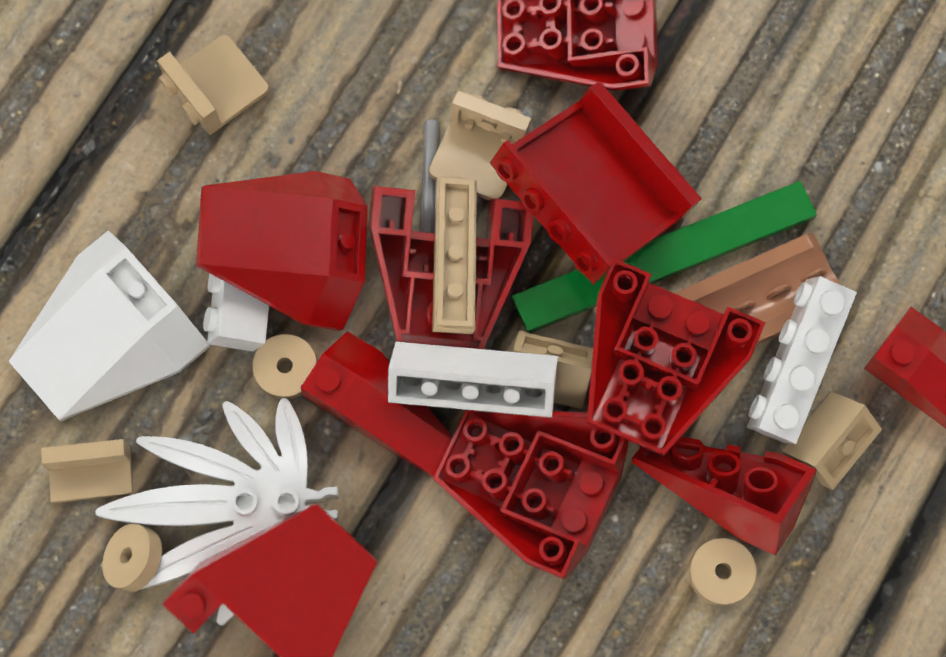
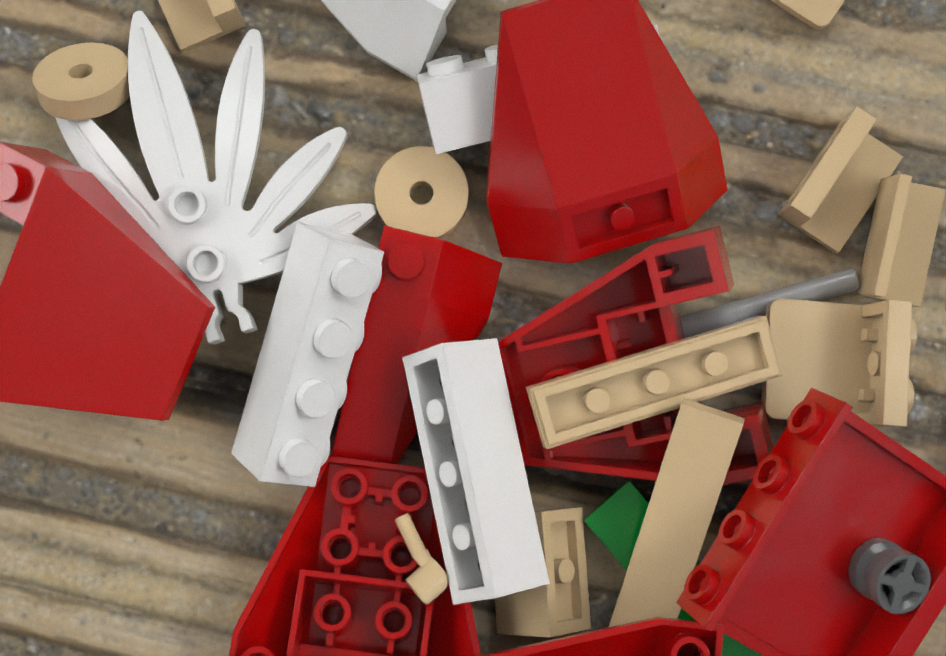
camera: 75 degrees right, 10 degrees up
(366, 461) = (307, 355): none -> white brick
(369, 110) = (841, 182): none -> tan panel
(417, 87) = (900, 240): none -> tan panel
(530, 427) = (430, 577): none -> tan hand
(539, 266) = (678, 512): none -> tan tile
(617, 158) = (893, 591): none -> dark grey wheel

